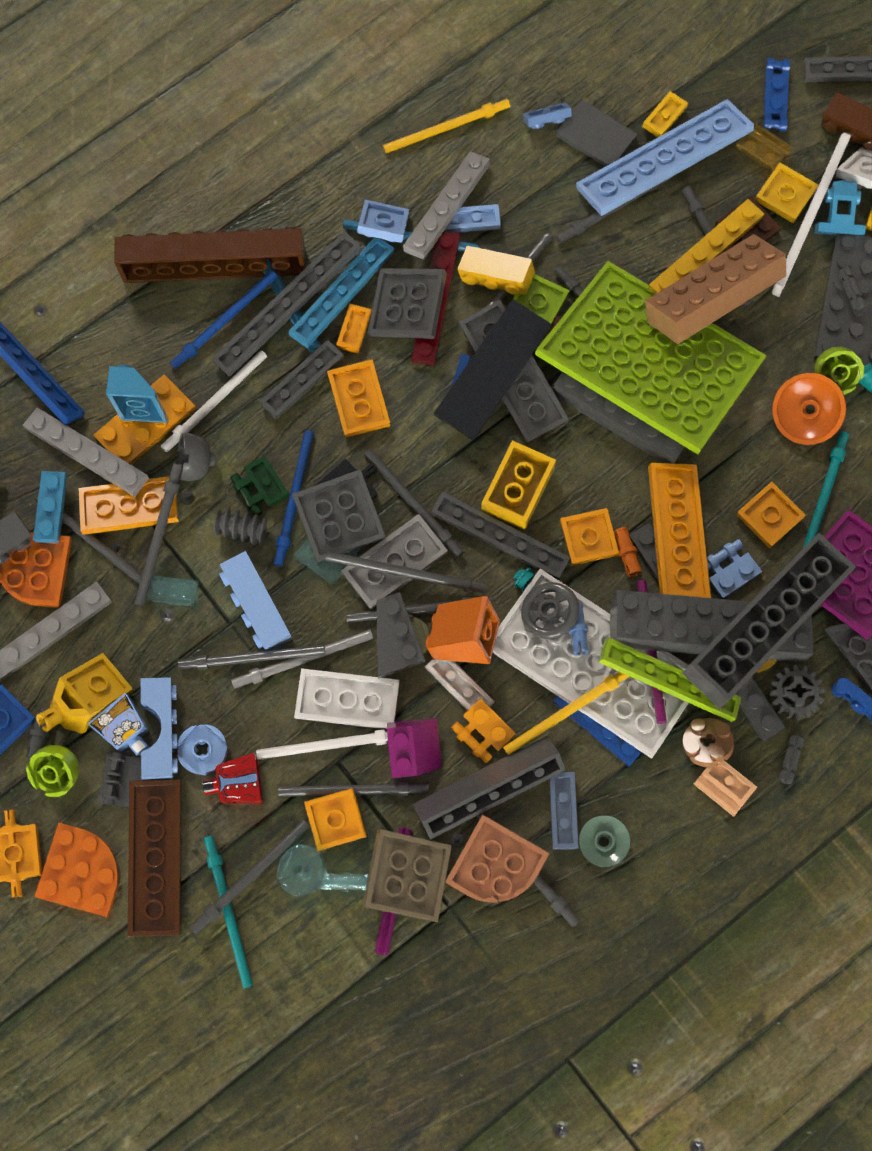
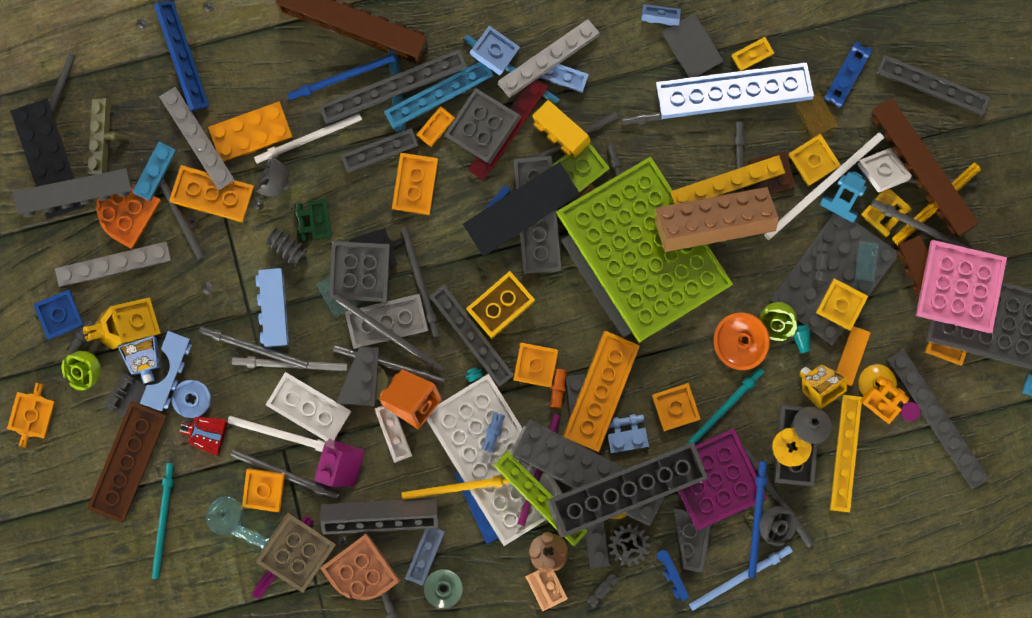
camera: 25 degrees right, 10 degrees up
(79, 872) = (72, 448): orange plate -> none
(133, 396) = (245, 116): dark azure slope -> none
(170, 488) = (246, 198): dark grey bar -> none
(173, 591) = (218, 272): clear light blue plate -> none
(211, 912) = (151, 517): dark grey bar -> none
(284, 541) = (313, 270): blue bar -> none
(488, 725) = (400, 472): light orange plate -> none
(537, 594) = (490, 420): dark grey plate -> none

